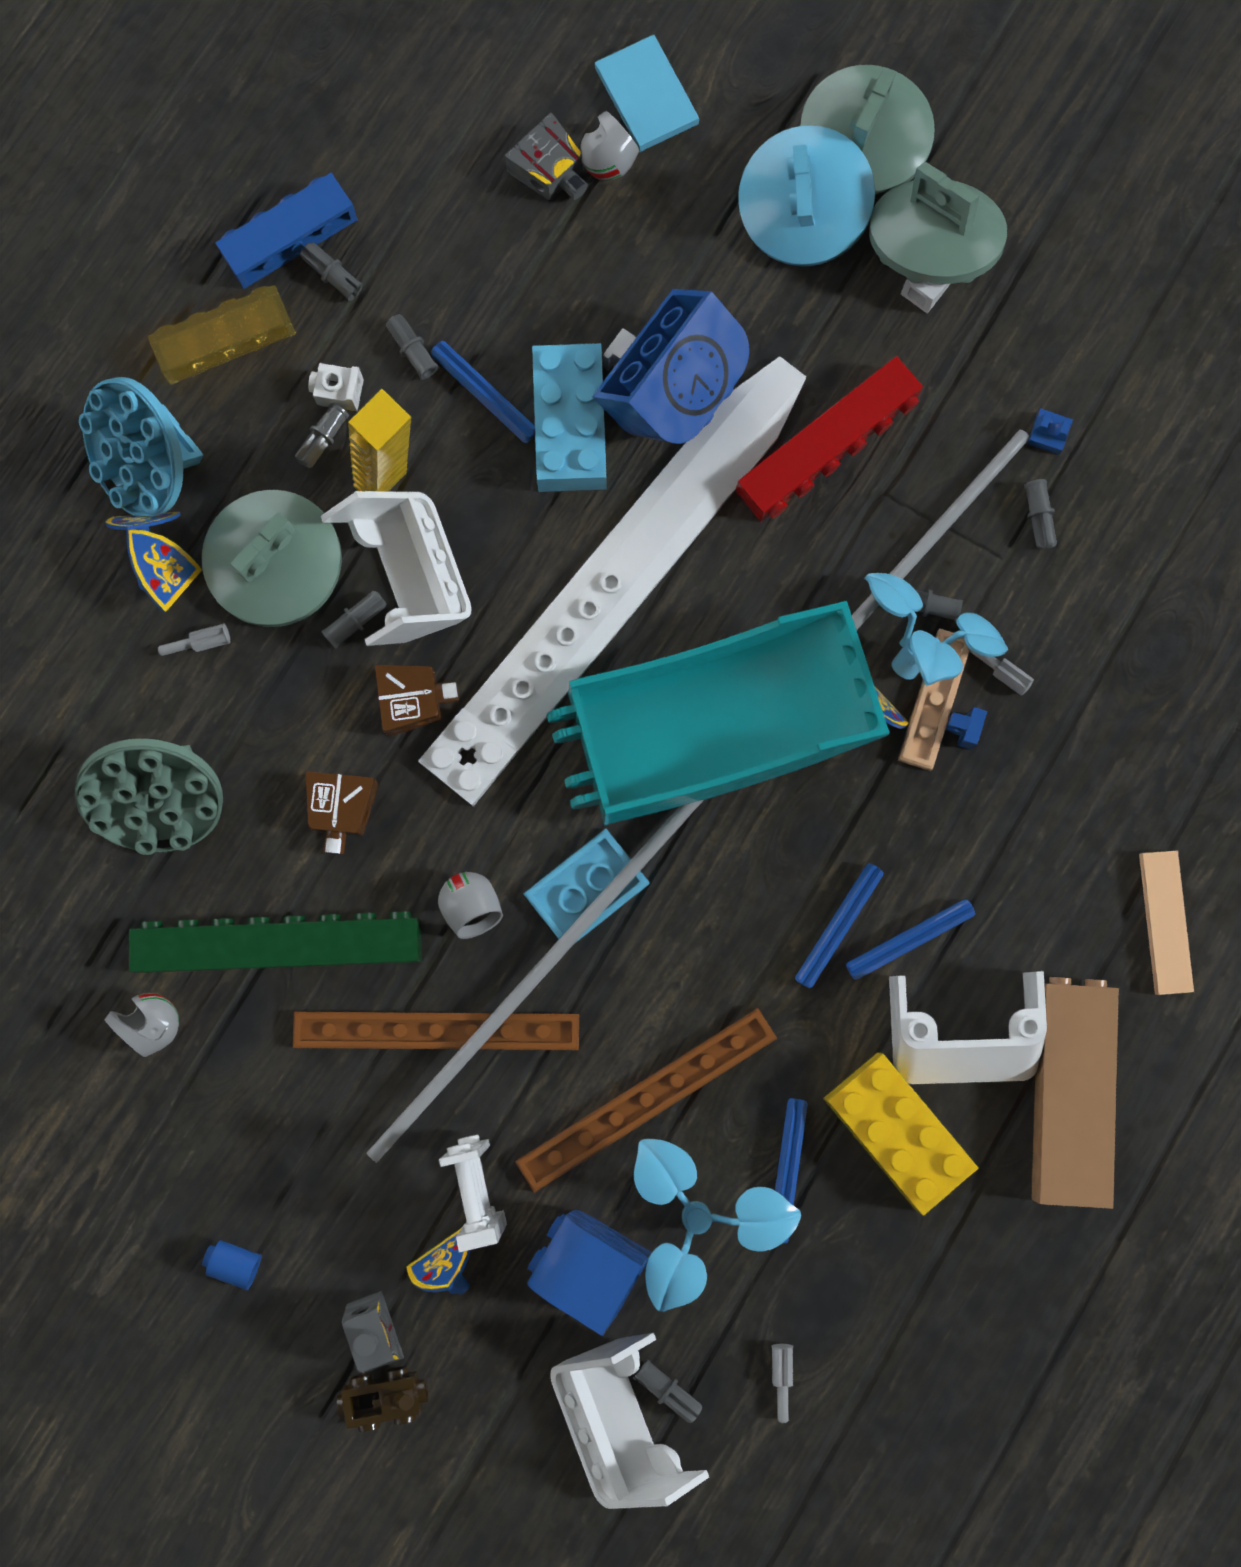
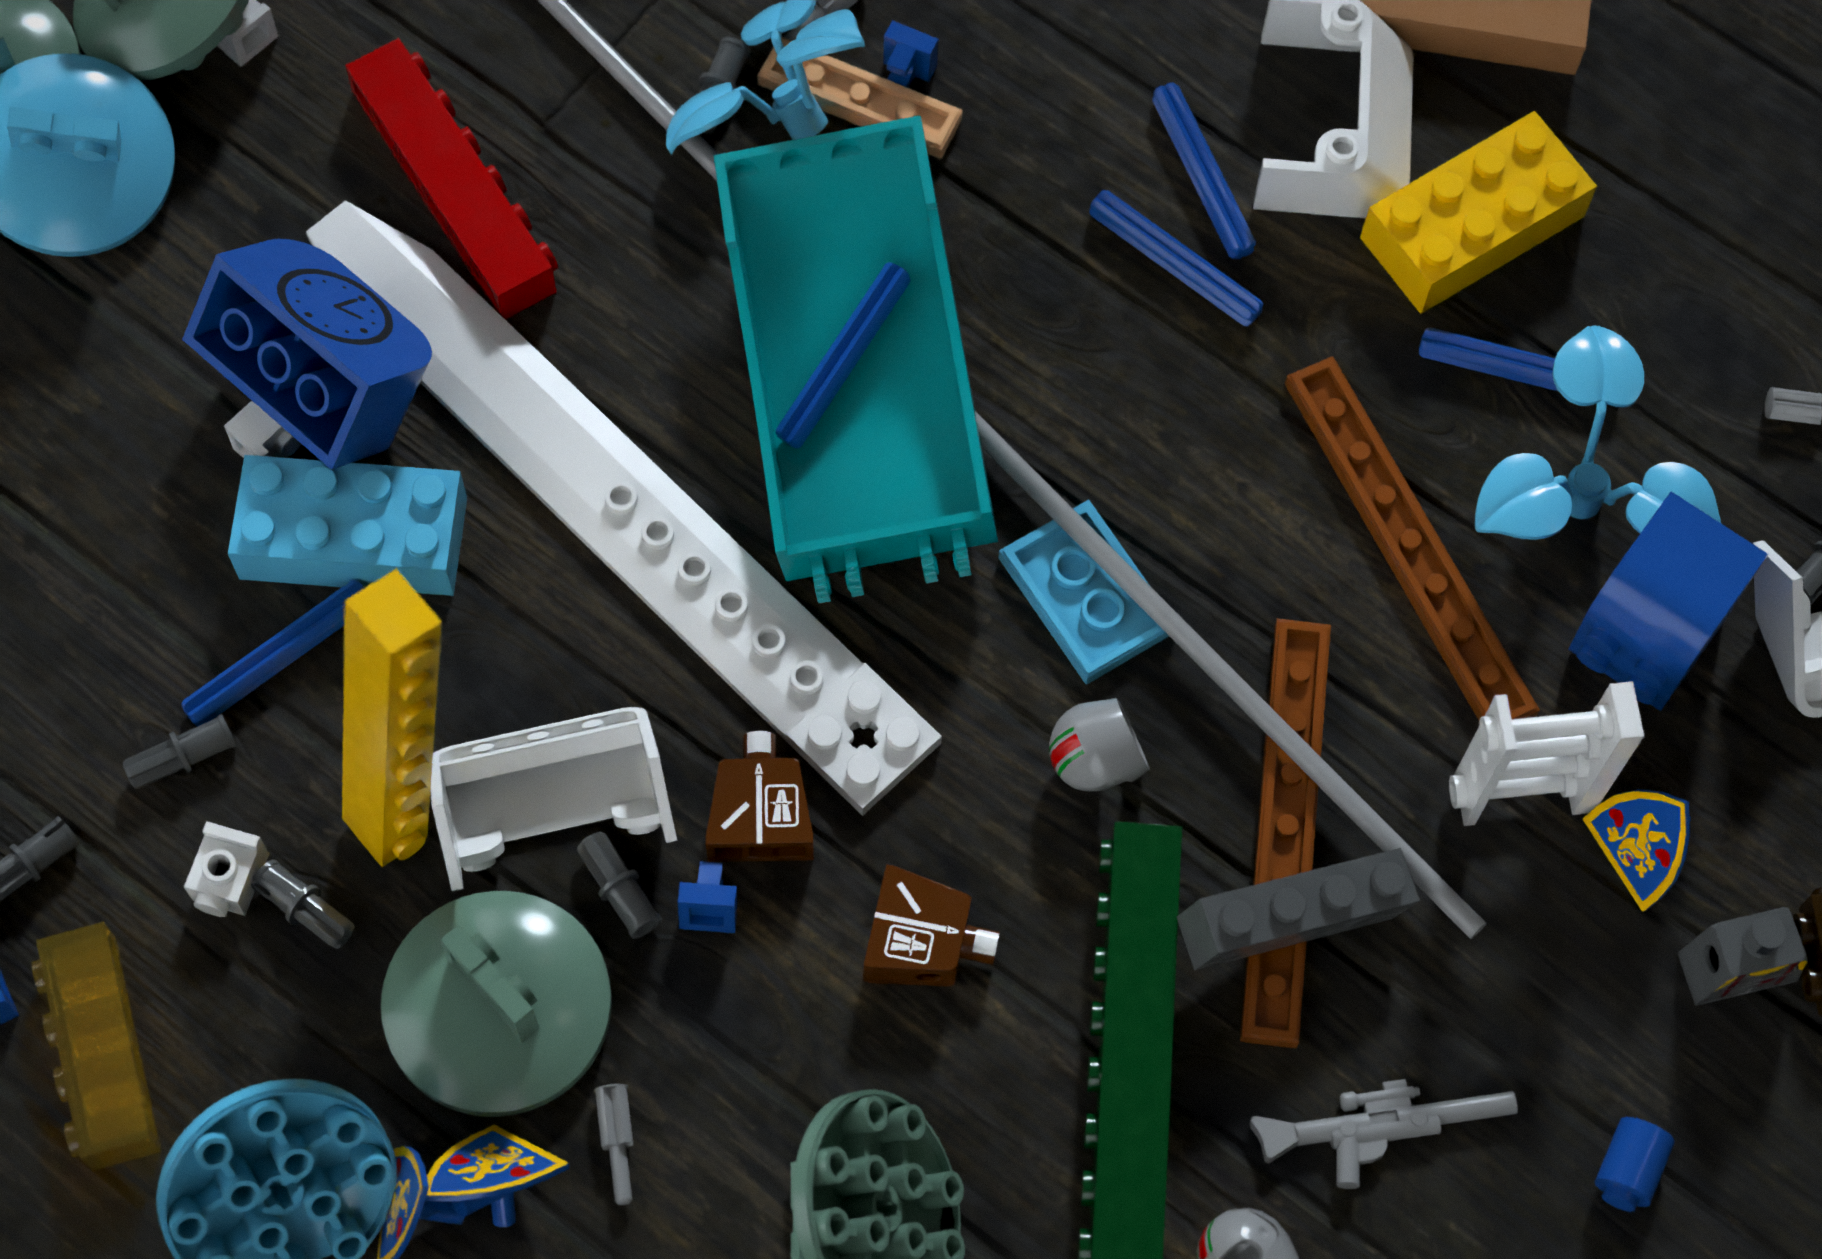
camera: 85 degrees left, 15 degrees down
(252, 1107) = (1386, 1118): none -> light grey piece
(347, 674) = (708, 902): none -> blue tile
(368, 1039) = (1297, 908): none -> dark grey brick
(722, 708) = (843, 355): none -> blue axle

